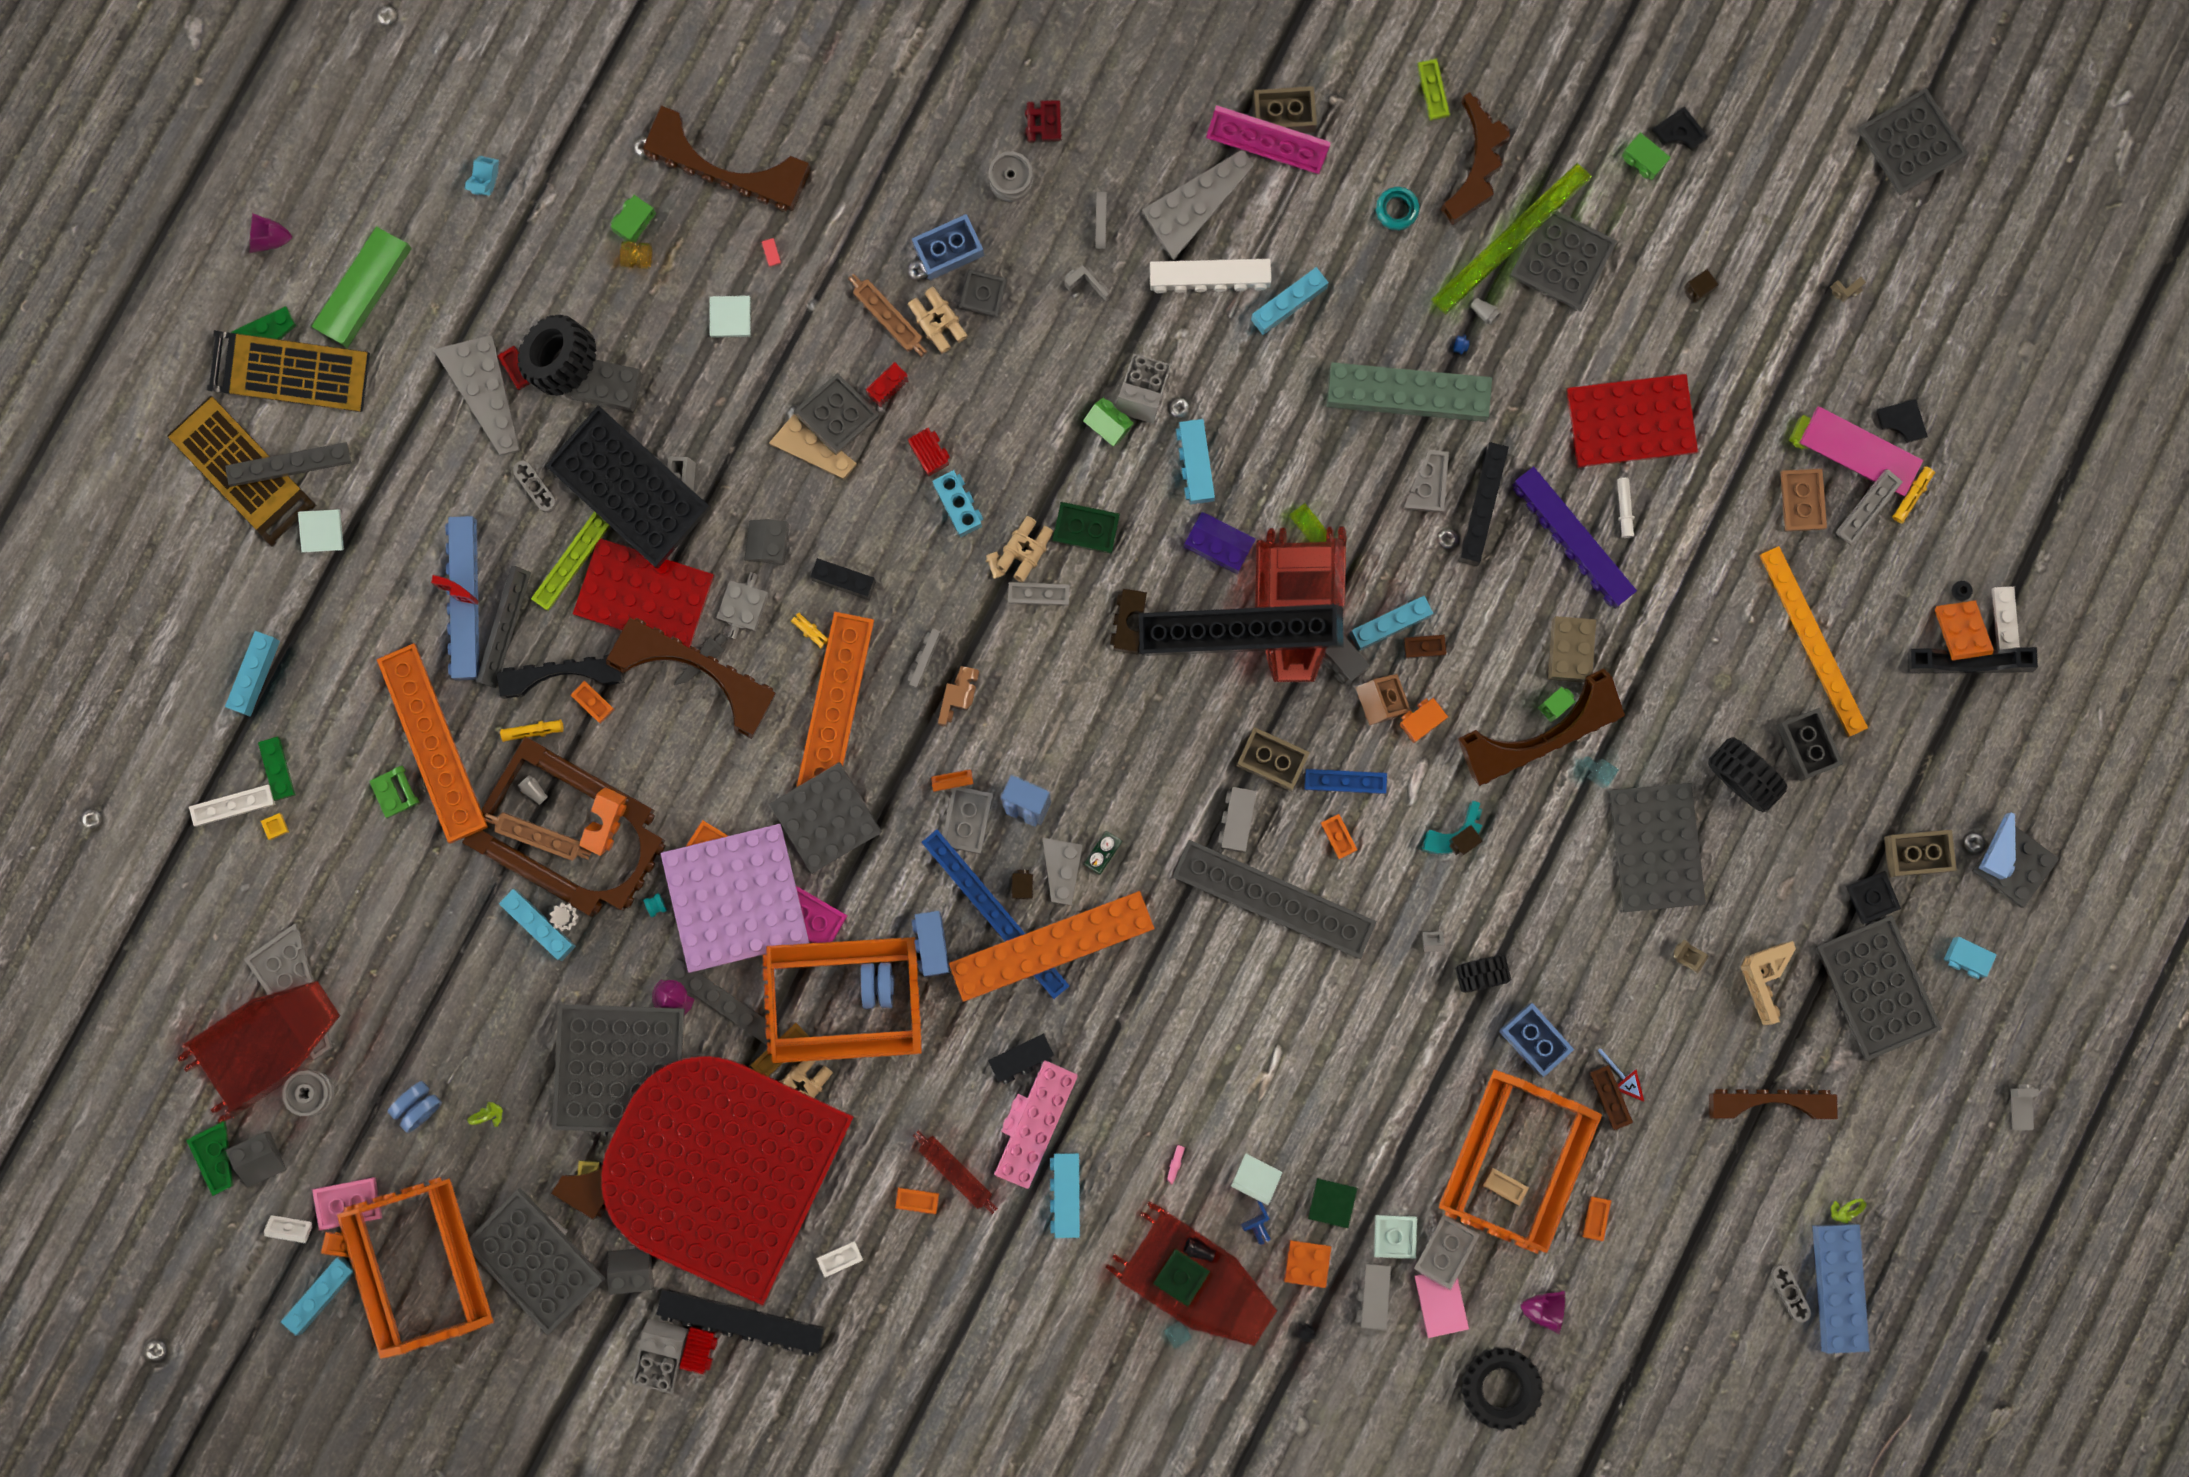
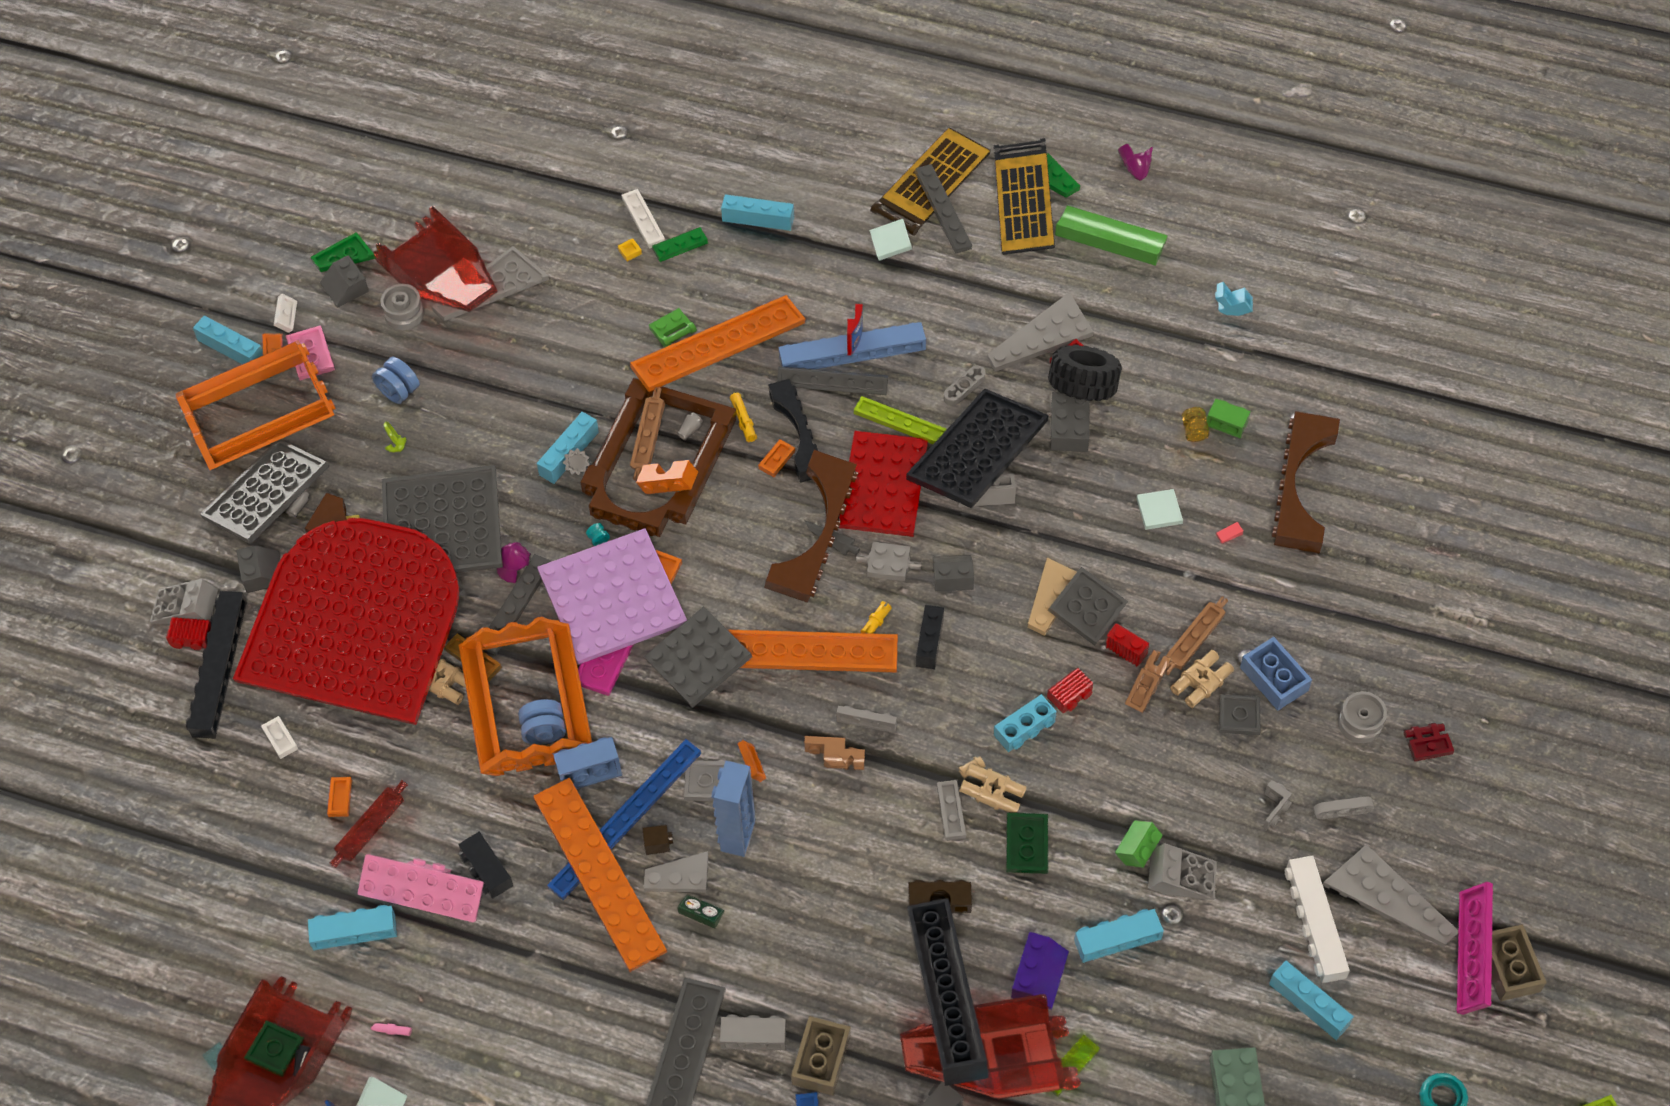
camera: 85 degrees right, 25 degrees down
(934, 373) = (1147, 681): none -> medium nougat plate

